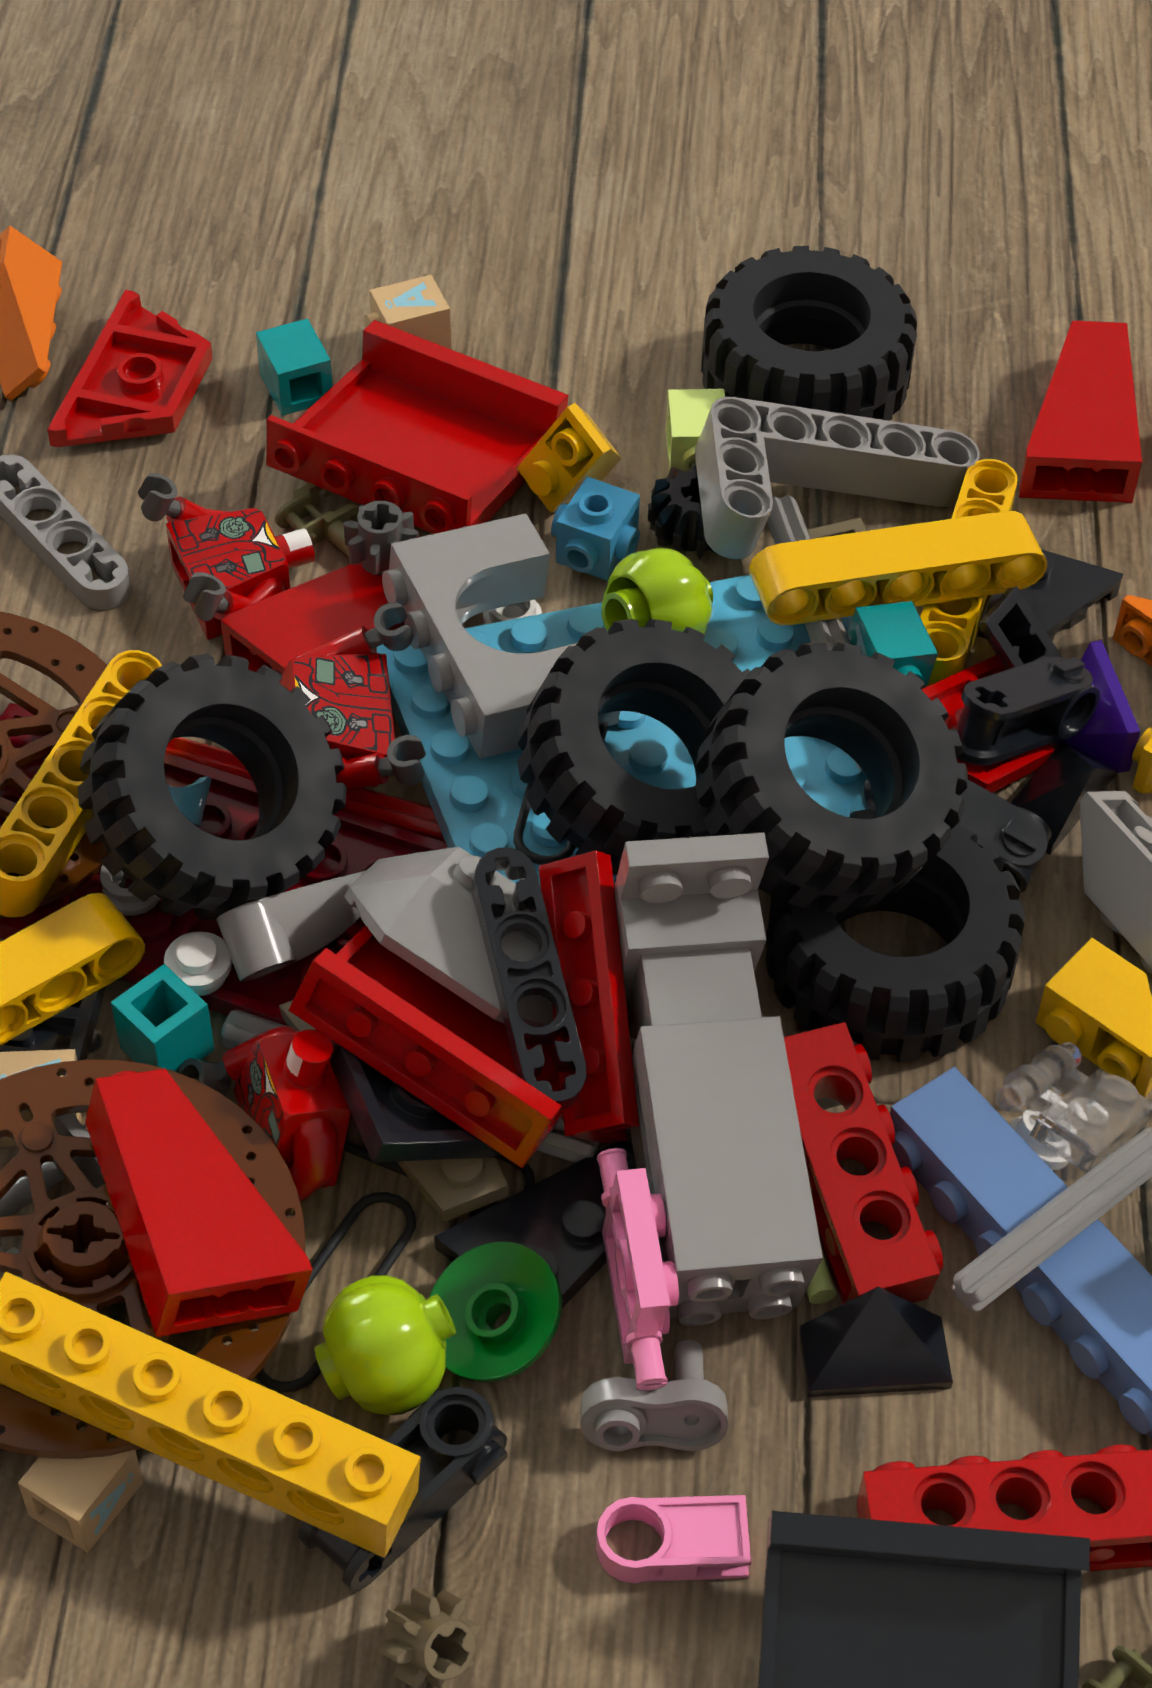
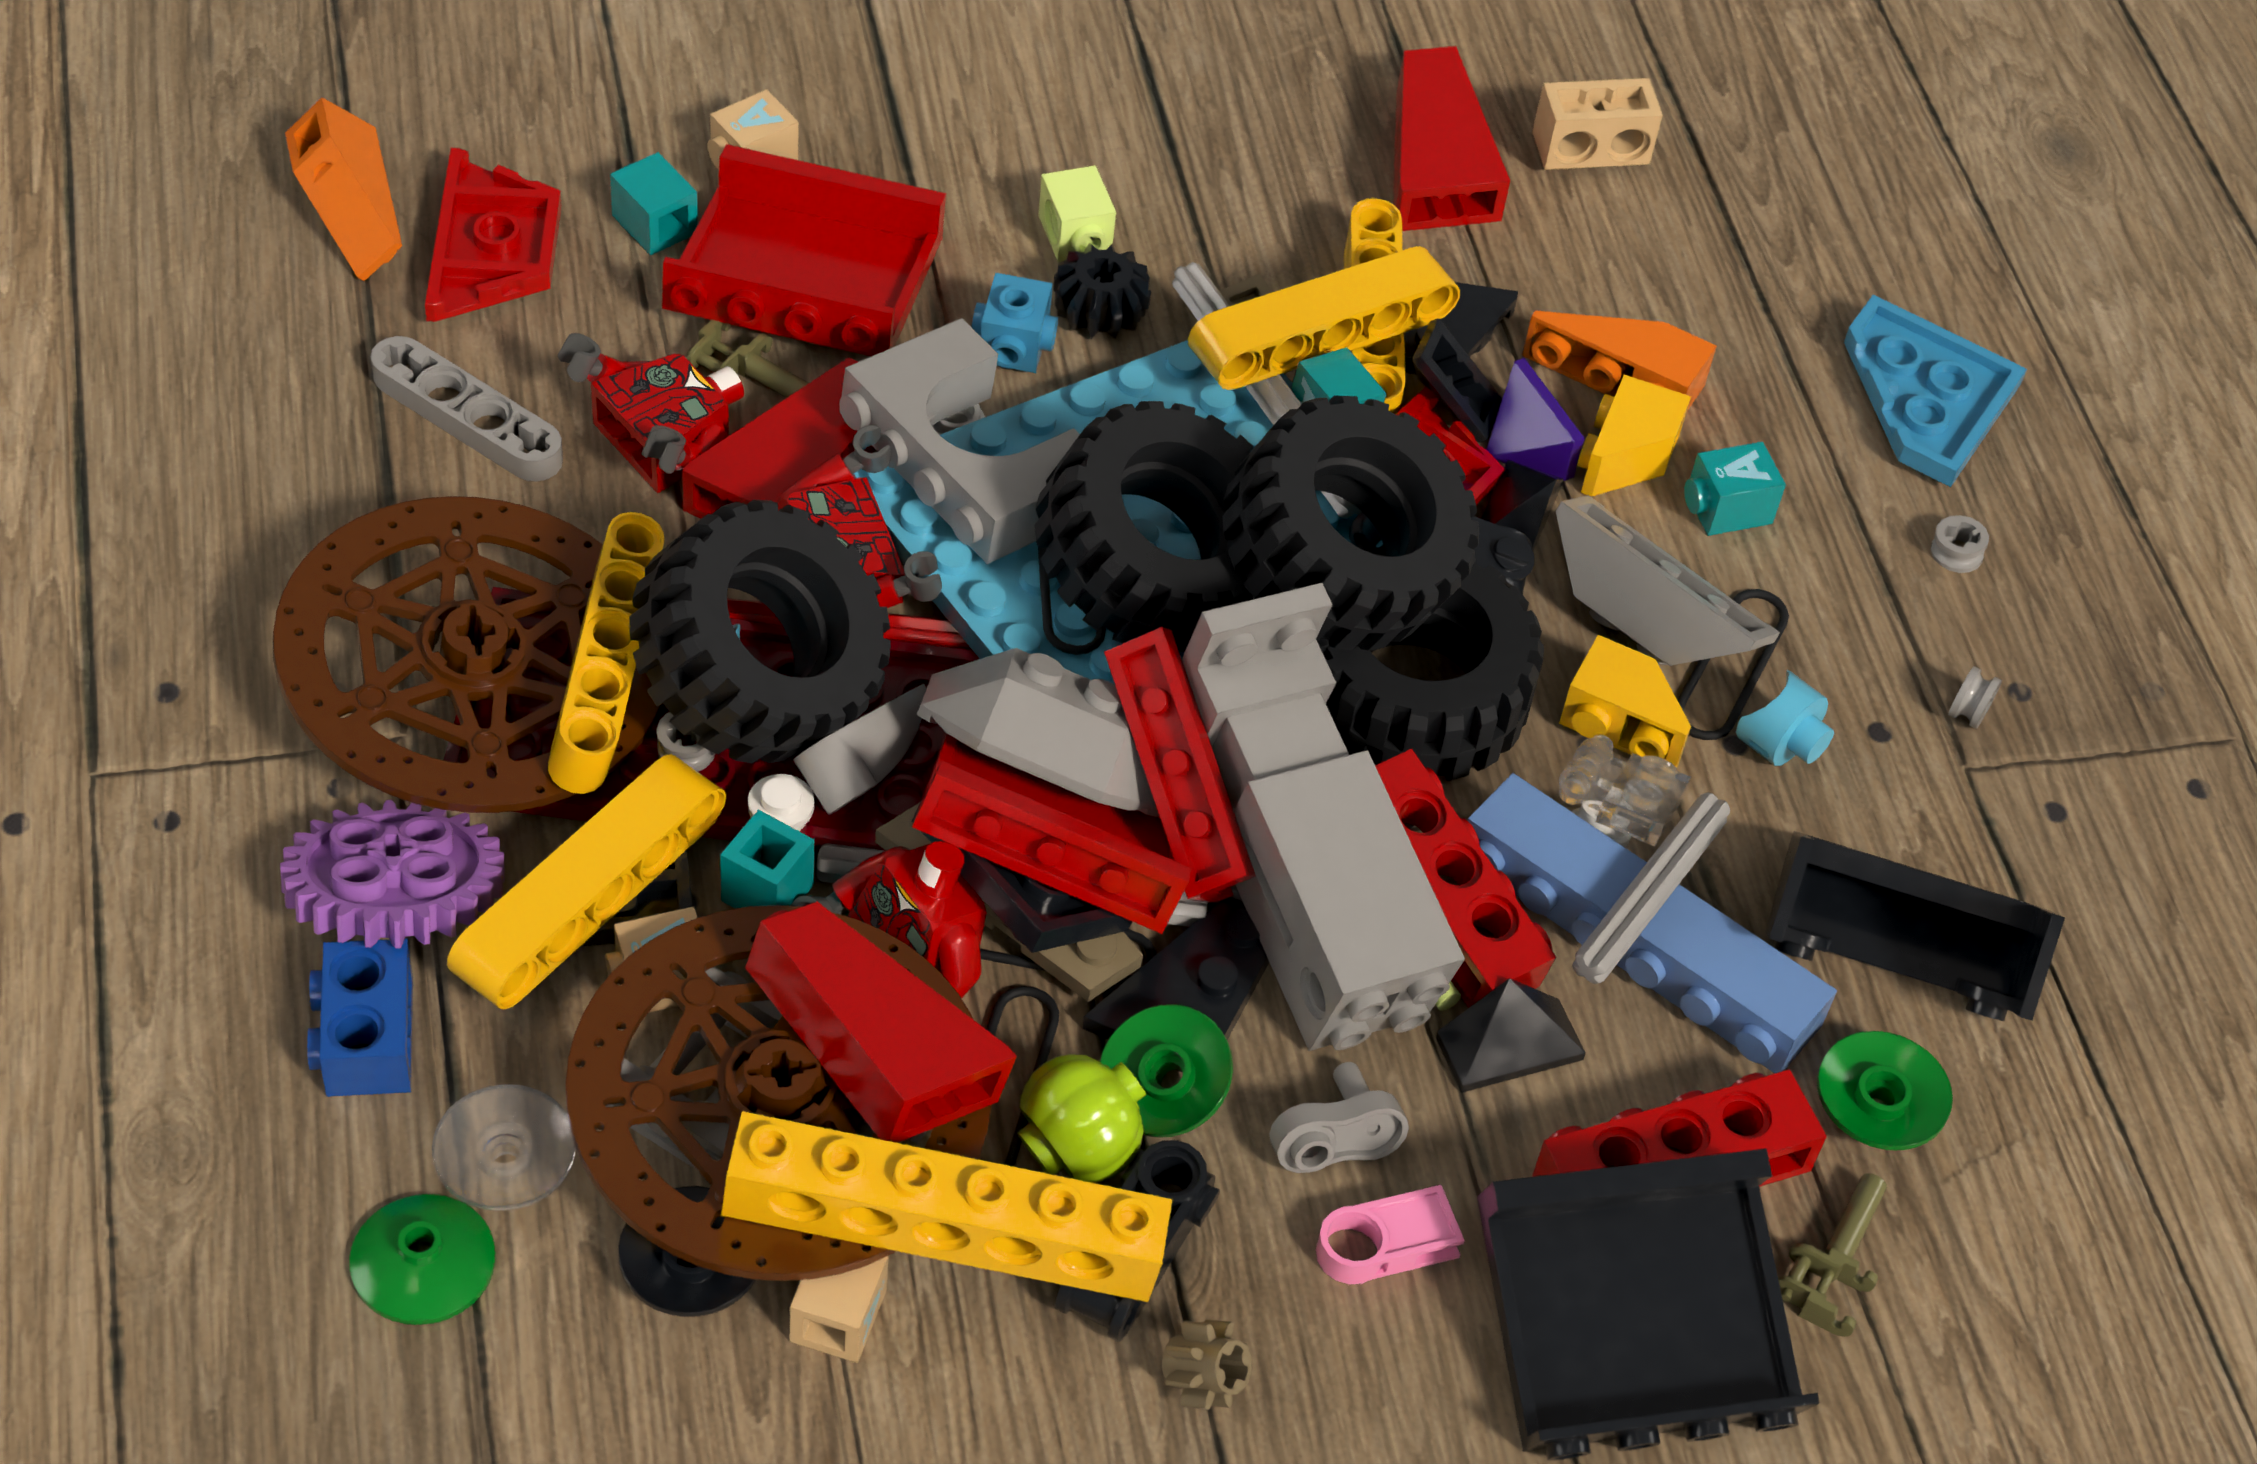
camera: 20 degrees left, 0 degrees up
(377, 528) = (819, 363): dark grey gear -> none
(535, 977) = (1134, 754): black beam -> none
(566, 457) = (968, 258): yellow slope -> none
(639, 1278) = (1292, 1001): bright pink plate -> none
(658, 587) = (1104, 375): lime plant -> none
(765, 442) = (1155, 218): light grey beam -> none
(817, 302) = (1169, 66): black tyre -> none
(1025, 709) = (1486, 426): black piece -> none

